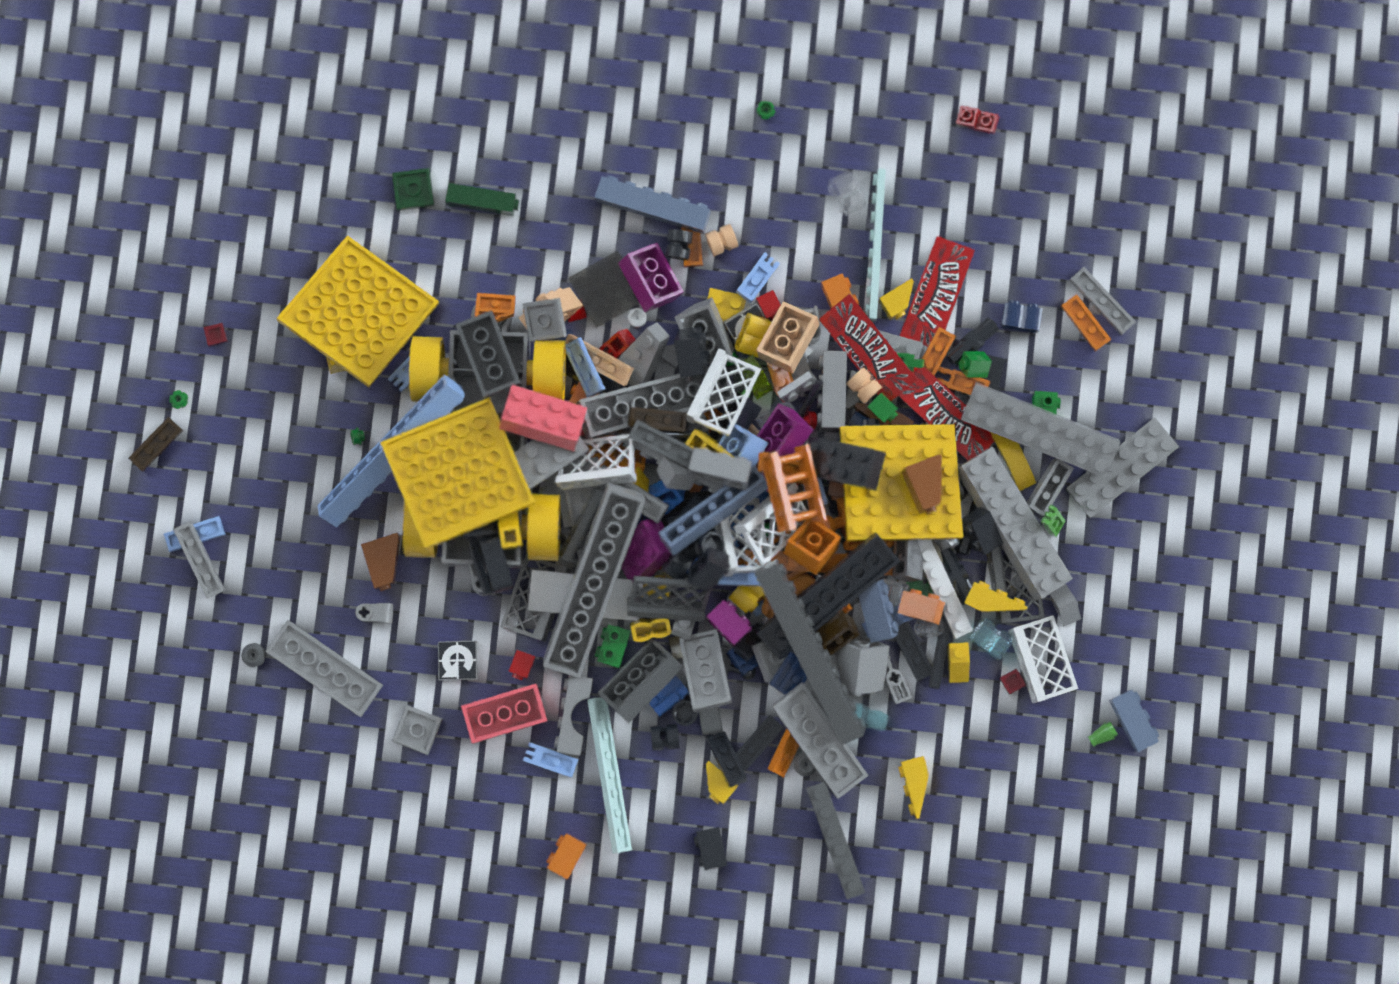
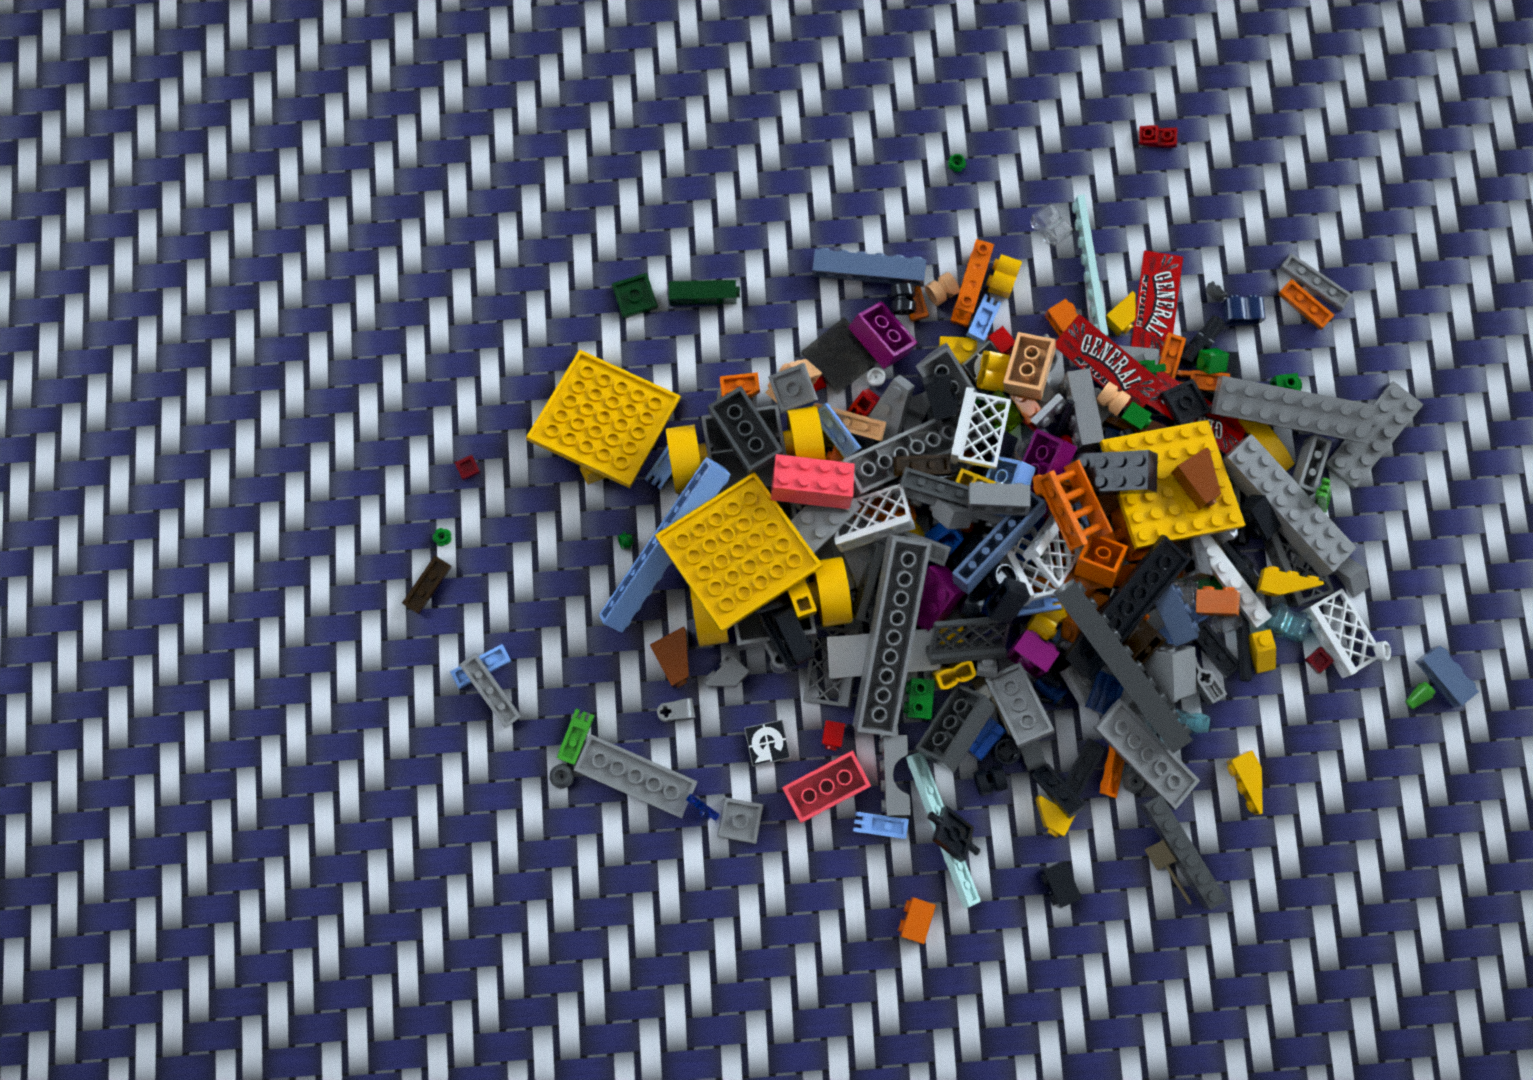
camera: 10 degrees left, 5 degrees down
(273, 620) = (575, 737): none -> bright green hinge
(384, 714) = (706, 811): none -> clear blue plate
(434, 587) = (729, 675): none -> light grey slope
(617, 781) = (953, 834): none -> black plate
(750, 241) = (972, 283): none -> orange fence
(787, 237) = (1004, 276): none -> yellow brick
(815, 841) = (1161, 857): none -> dark tan piece
(937, 402) = (1185, 402): none -> black tile
(997, 293) = (1215, 292): none -> dark grey plate
(1075, 684) = (1383, 651): none -> white tile

